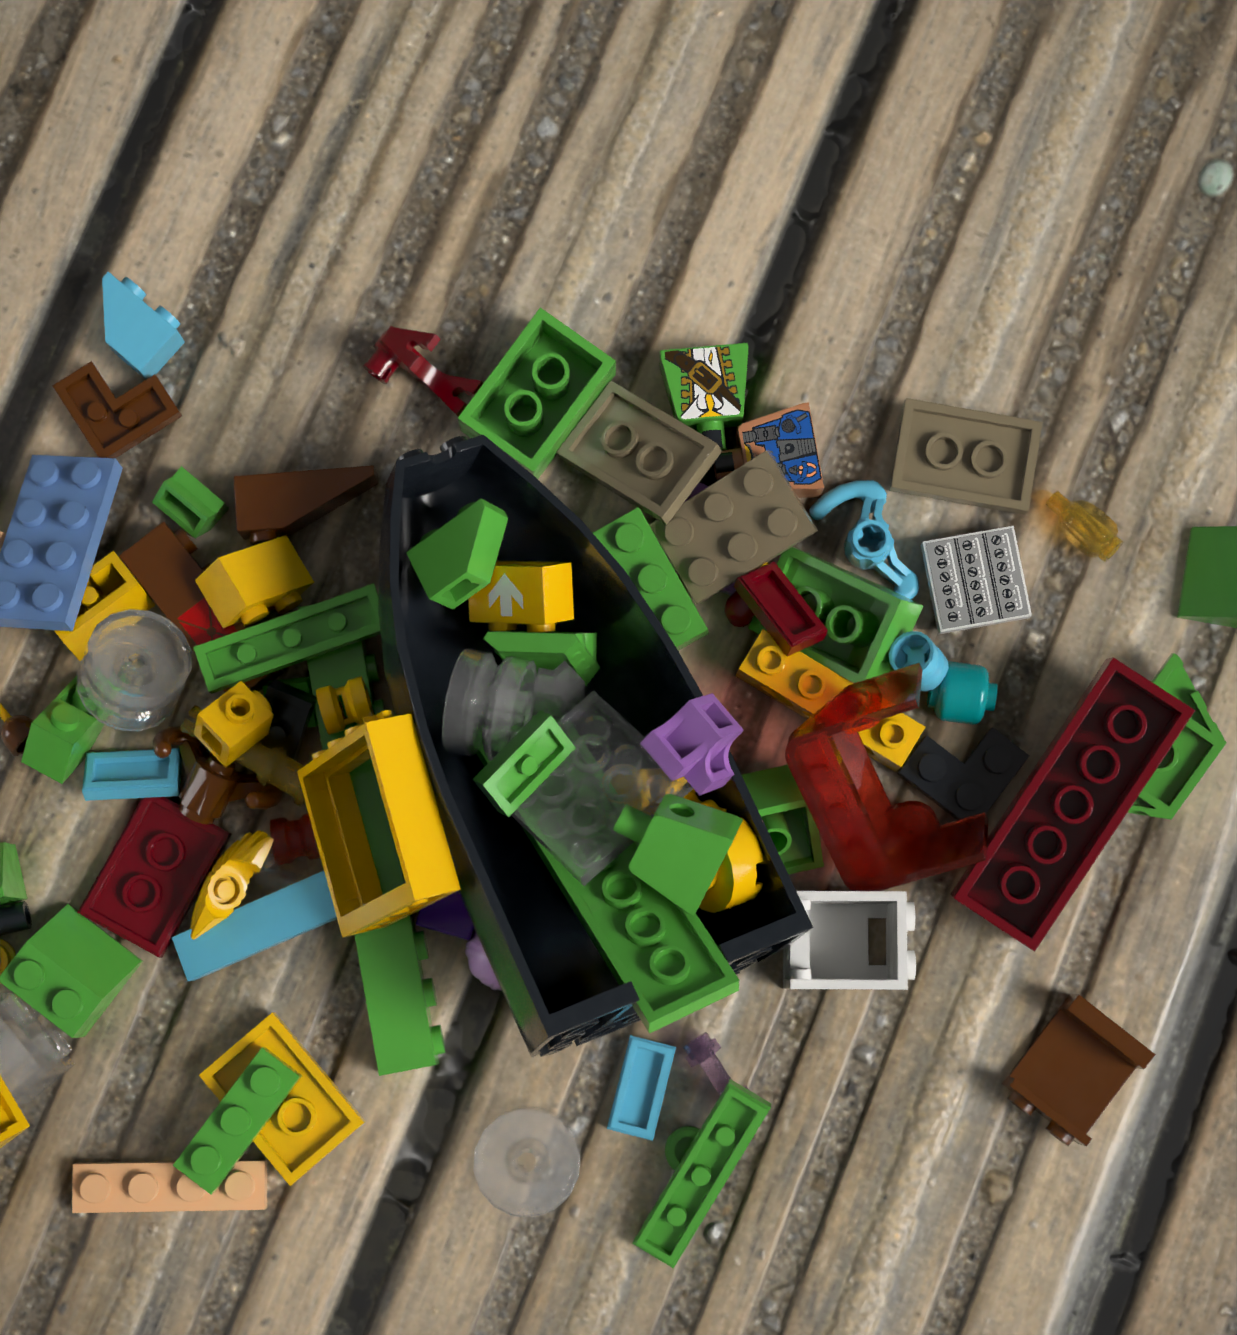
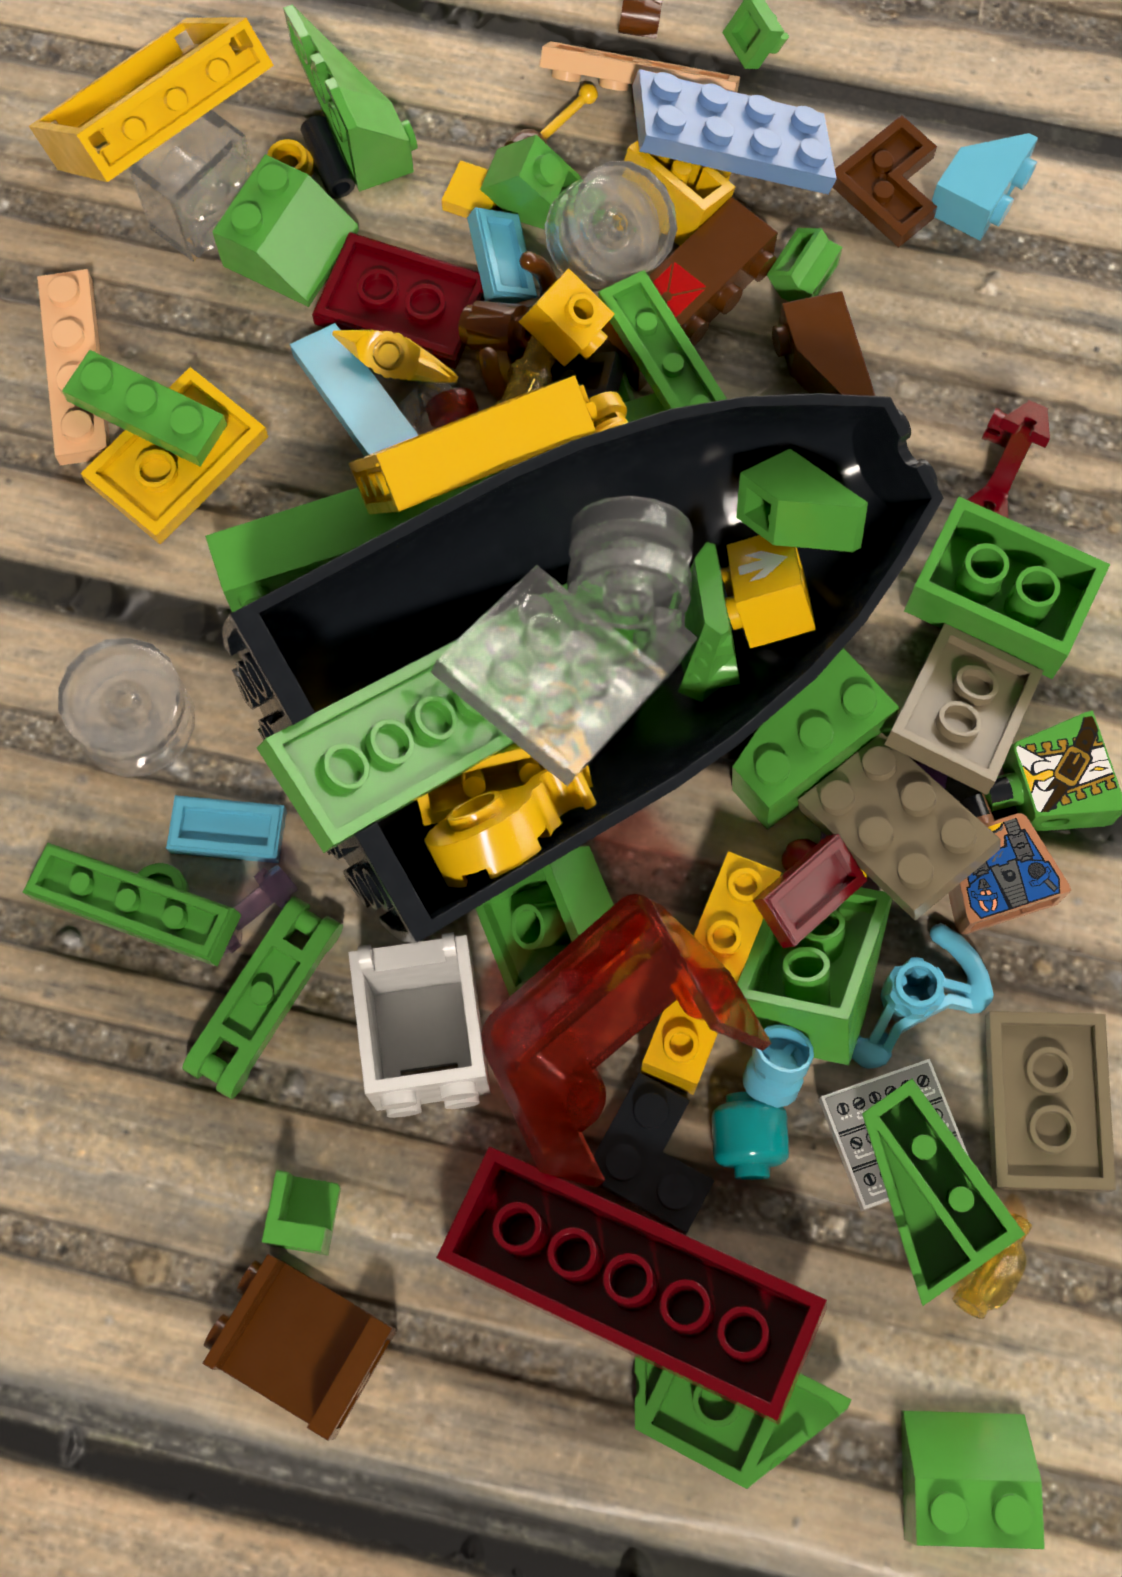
camera: 85 degrees right, 10 degrees down
(51, 796) = (464, 191): none -> yellow tile
(254, 582) = (730, 327): yellow brick -> none
(524, 763) = (565, 590): bright green plate -> none
(678, 847) = (488, 764): bright green torso -> none
(696, 744) = (617, 770): medium lavender brick -> none
(792, 1070) = (262, 996): none -> bright green plate
(975, 1057) = (301, 1214): none -> bright green panel
(1037, 558) = (936, 1193): none -> bright green wedge

